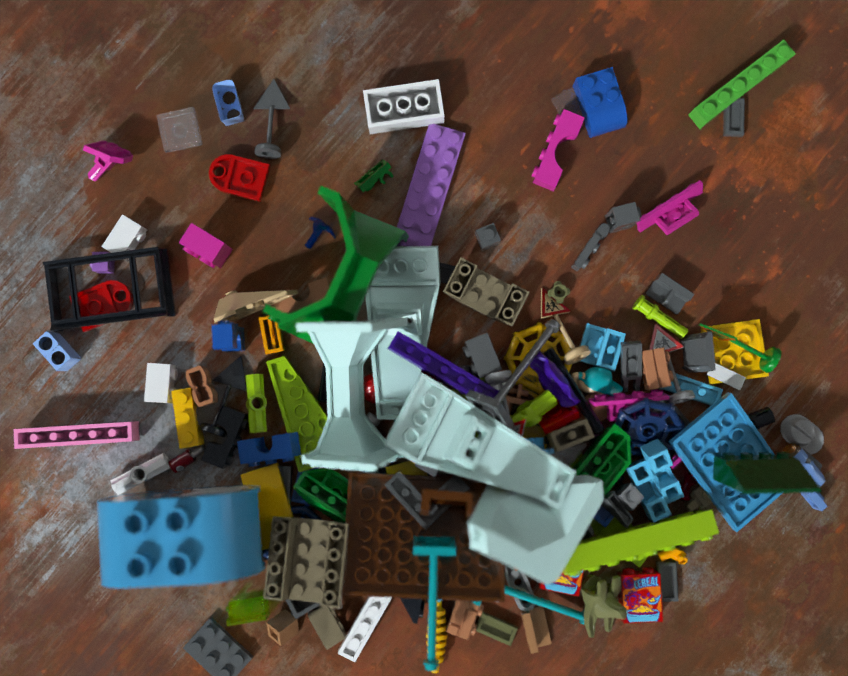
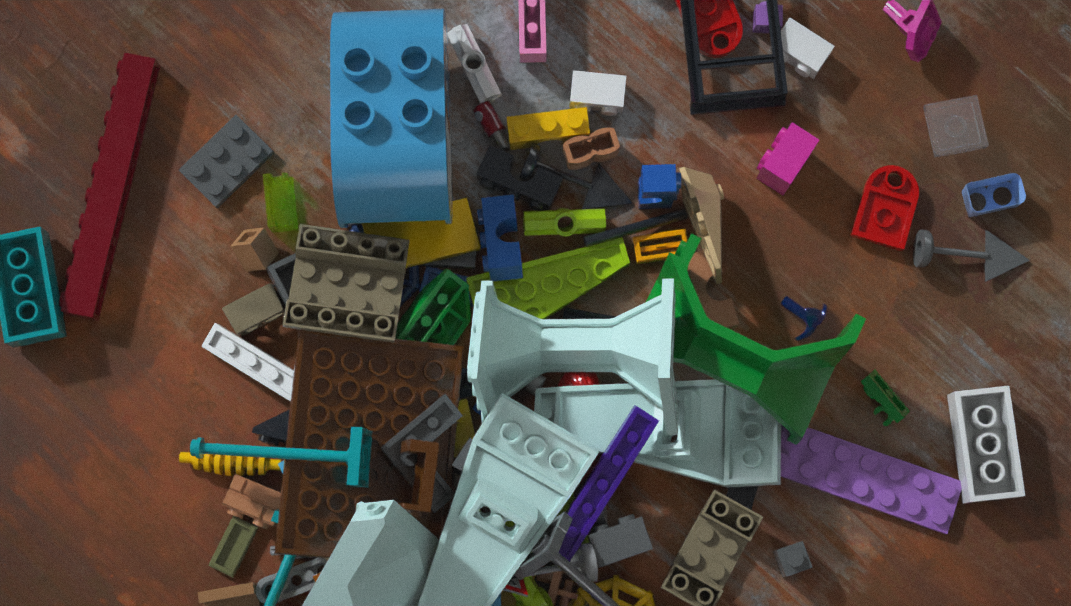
camera: 90 degrees right, 5 degrees down
(259, 353) = (634, 228): none -> black bar

